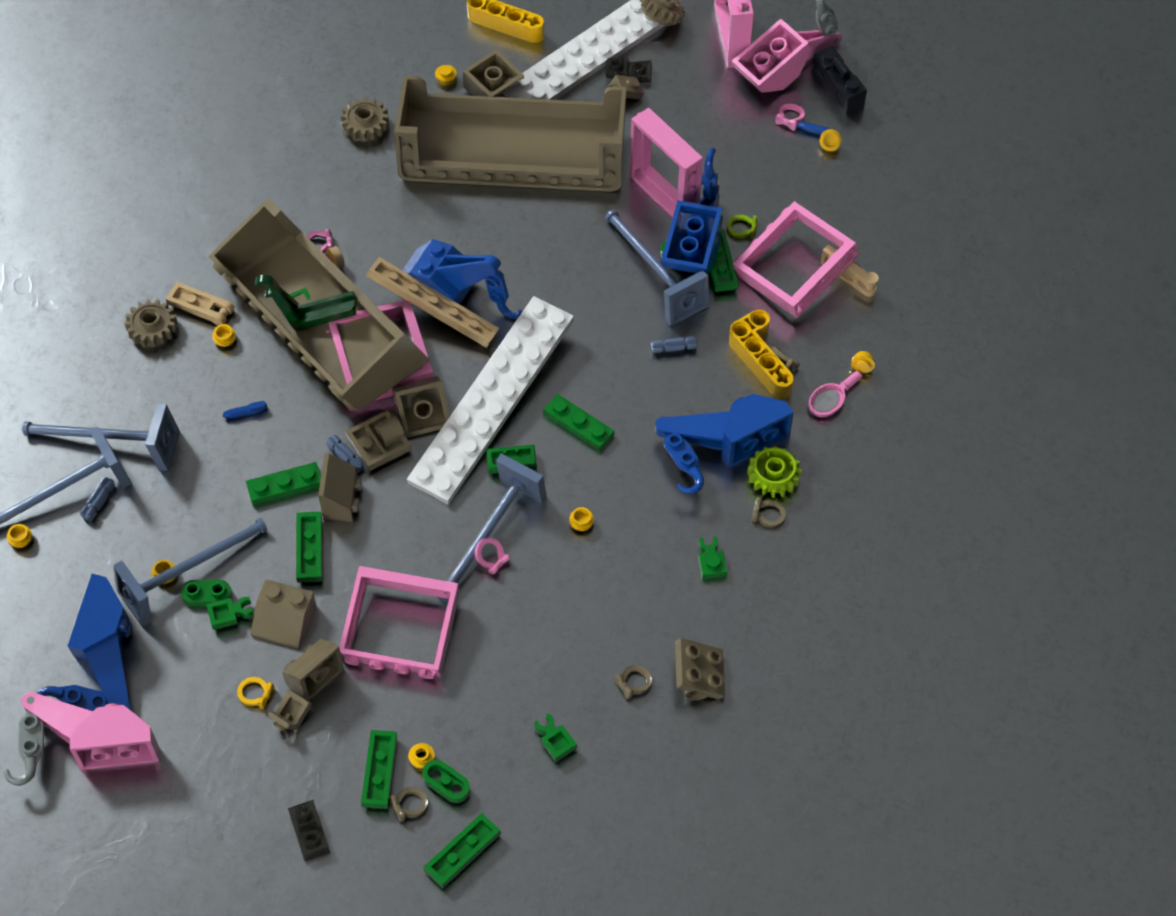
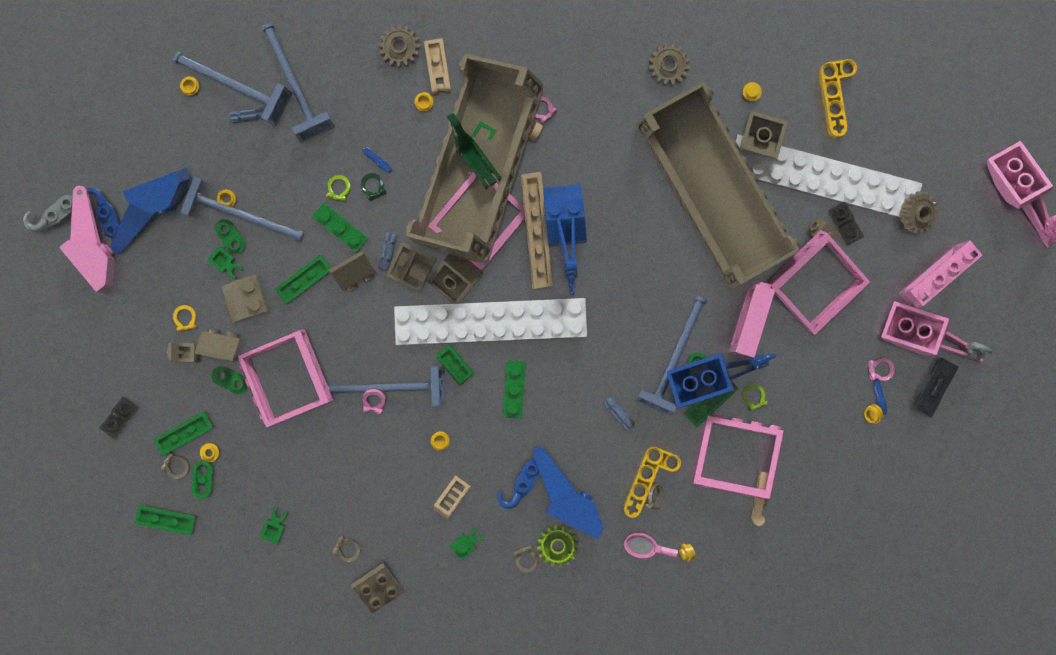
camera: 55 degrees right, 30 degrees up
(256, 462) = (341, 197): none -> lime piece
(277, 435) = (381, 191): none -> dark green piece
(358, 687) = (229, 379): none -> green plate
(637, 78) = (798, 261): none -> bright pink window
(656, 558) = (456, 480): none -> tan slope

